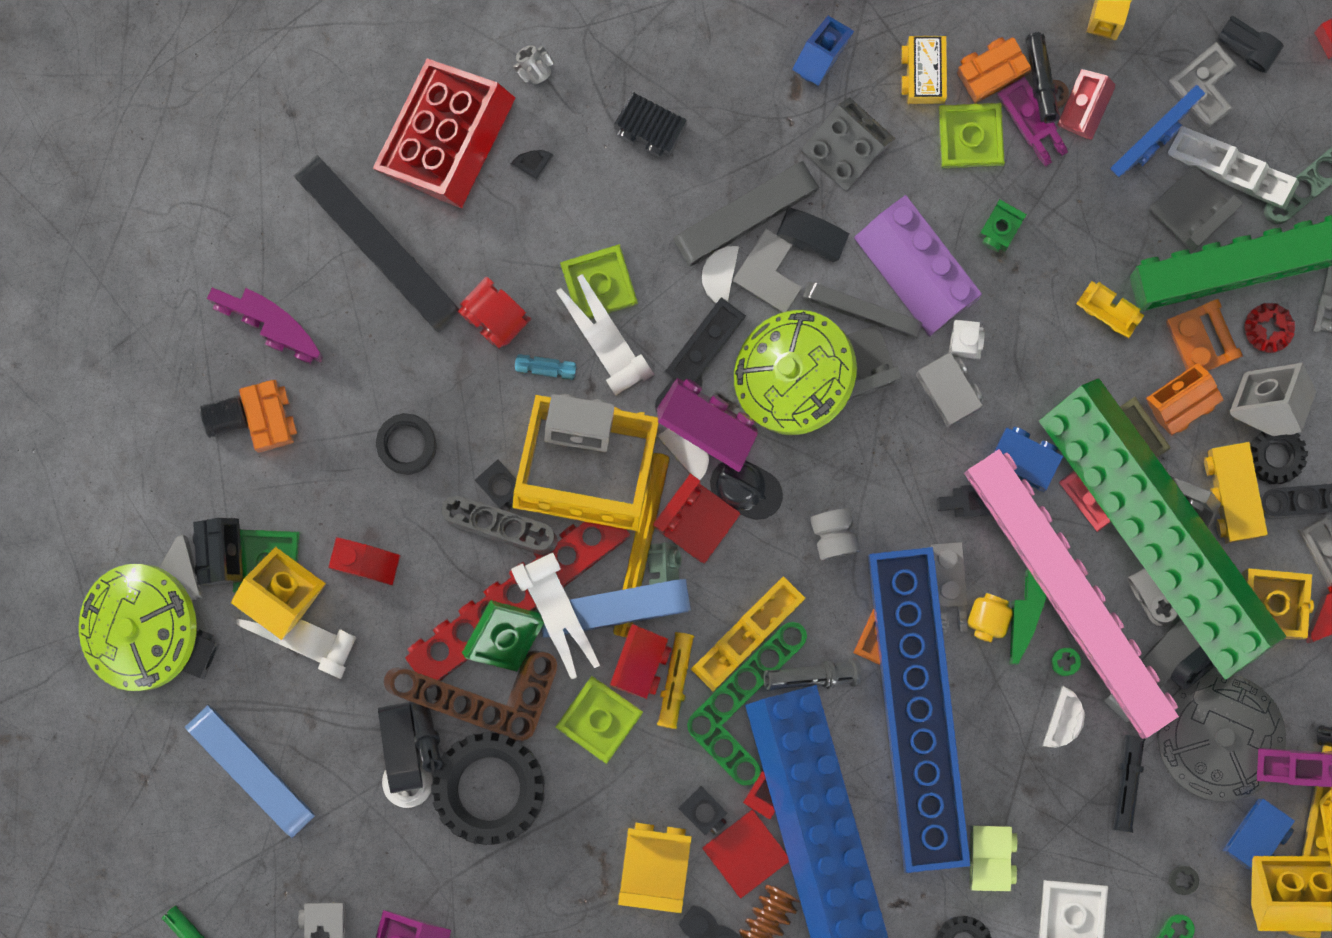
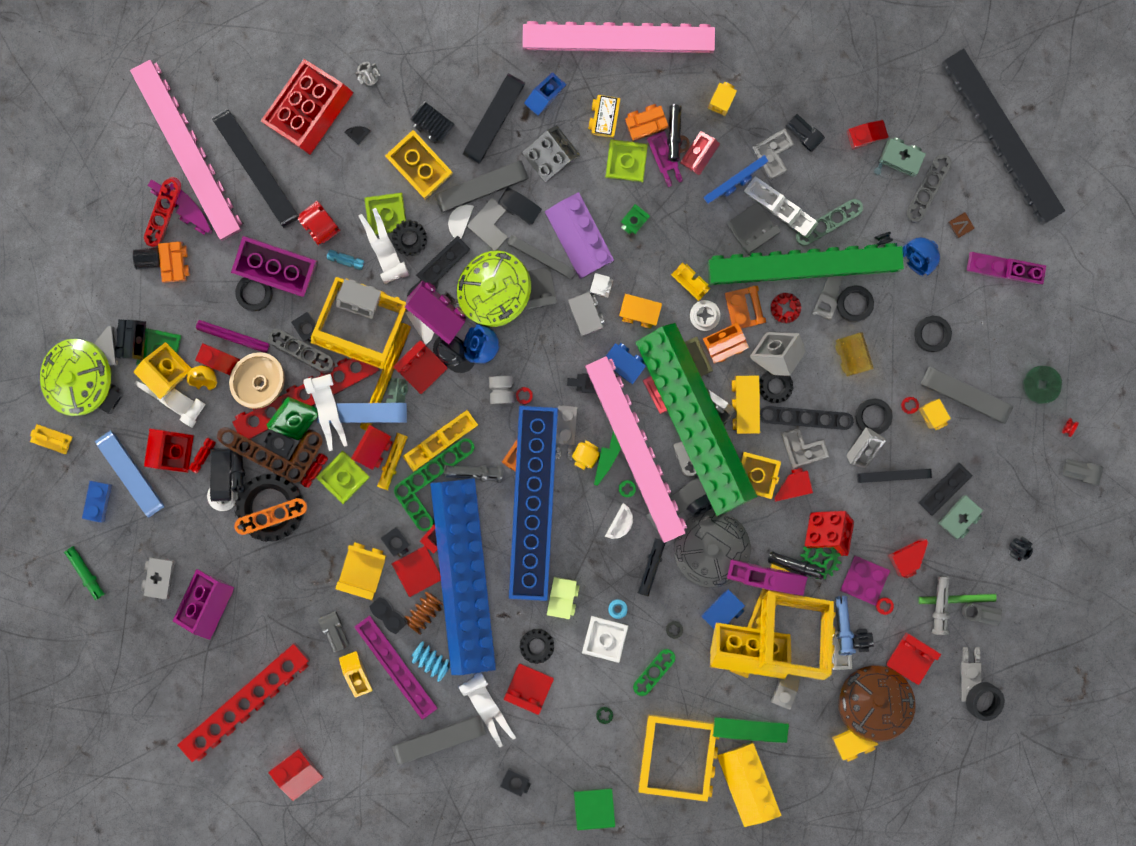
camera: 10 degrees right, 5 degrees up
(112, 735) = (50, 439): none -> yellow hinge
(203, 825) = (97, 501): none -> blue brick
(233, 335) = (159, 210): none -> red beam
(260, 232) = (186, 150): none -> bright pink brick
(307, 722) = (168, 450): none -> red slope
(344, 592) = (202, 376): none -> yellow hair
(363, 722) = (202, 455): none -> red axle
(382, 520) = (232, 336): none -> magenta axle
(420, 576) = (248, 376): none -> tan dish
(433, 394) = (274, 266): none -> magenta slope
(495, 804) = (271, 518): none -> orange beam
(501, 683) = (287, 447): none -> black brick
(550, 716) = (314, 470): none -> red axle
(625, 313) = (413, 248): none -> black tyre
(640, 194) = (419, 164): none -> yellow brick
(747, 102) = (493, 118): none -> black beam
(788, 466) = (481, 344): none -> blue cylinder
(871, 528) = (523, 401): none -> red bush
(1036, 370) = (640, 310): none -> light orange brick
(1095, 859) = (617, 615): none -> medium azure plate
(1151, 349) = (711, 308): none -> white gear

